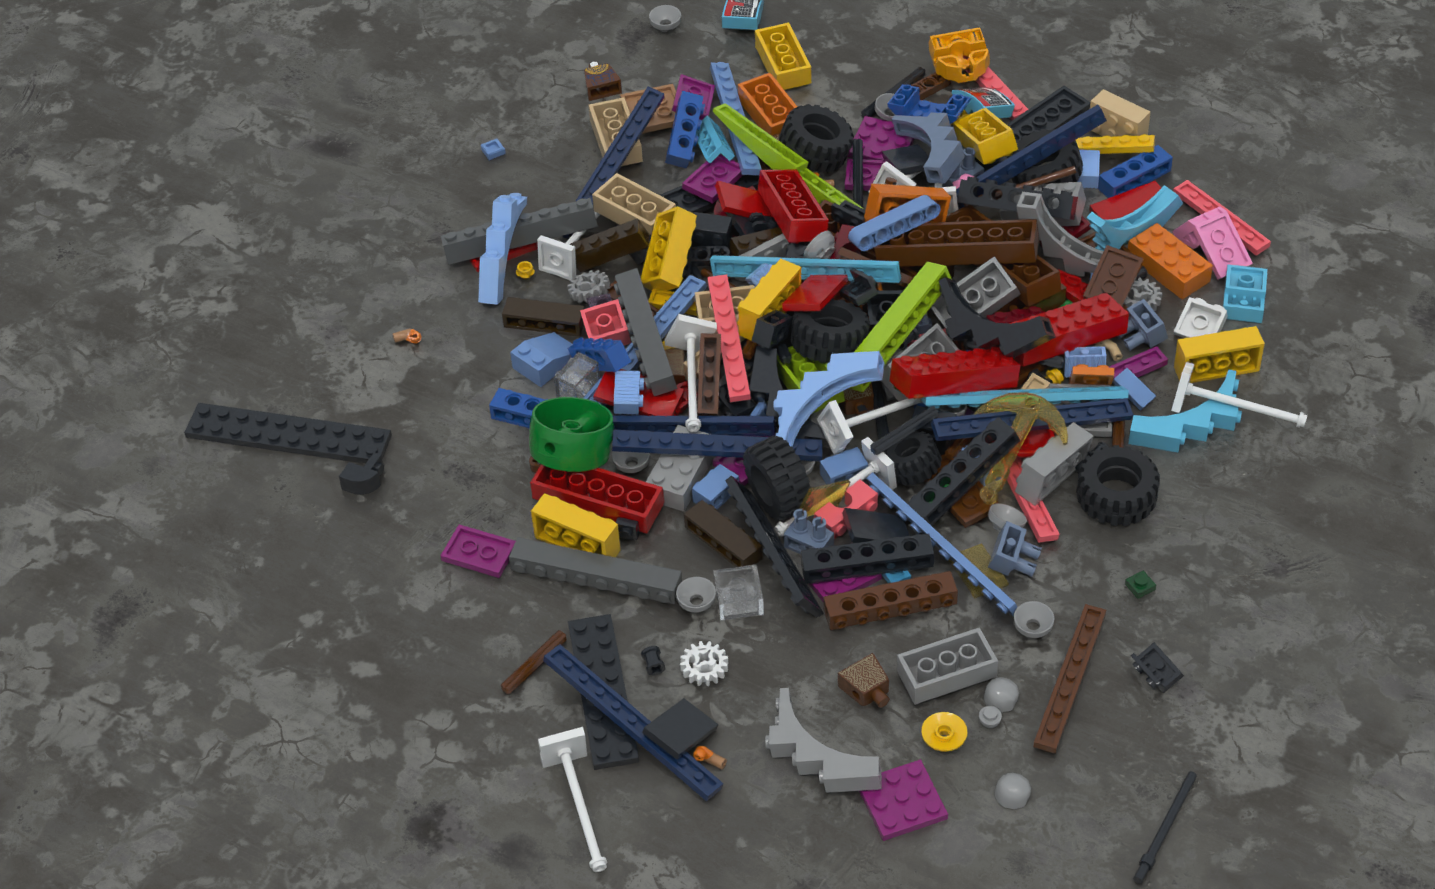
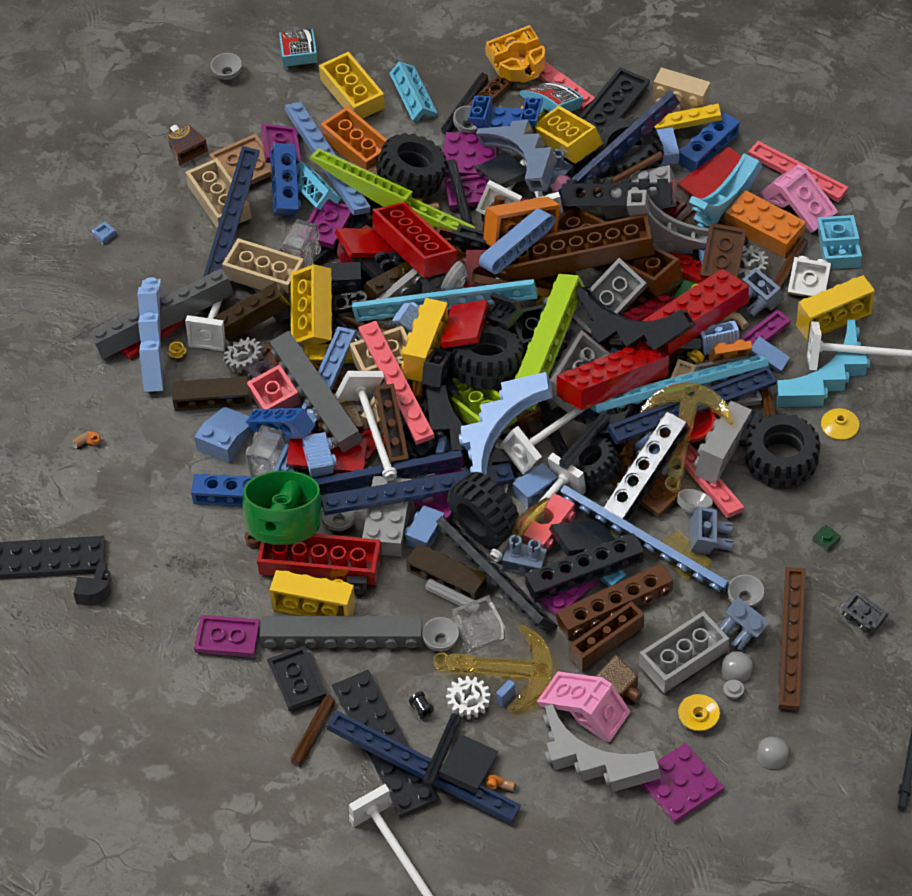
camera: 15 degrees left, 5 degrees up
(534, 607) = (296, 678): none -> black plate
(657, 707) = (442, 749): none -> black axle
(680, 187) = (303, 241): none -> clear brick
(716, 554) = (447, 593): none -> light grey axle
(744, 667) = (505, 693): none -> medium blue tile
(767, 645) = (505, 666): none -> clear yellow piece
(830, 696) = (590, 700): none -> bright pink bracket
(844, 72) = (412, 91): none -> medium azure fence
(869, 632) = (606, 636): none -> reddish brown brick
(1029, 649) = (751, 622): none -> sand blue brick
(1174, 315) = (786, 269): none -> reddish brown axle
(1191, 474) = (841, 429): none -> yellow dish

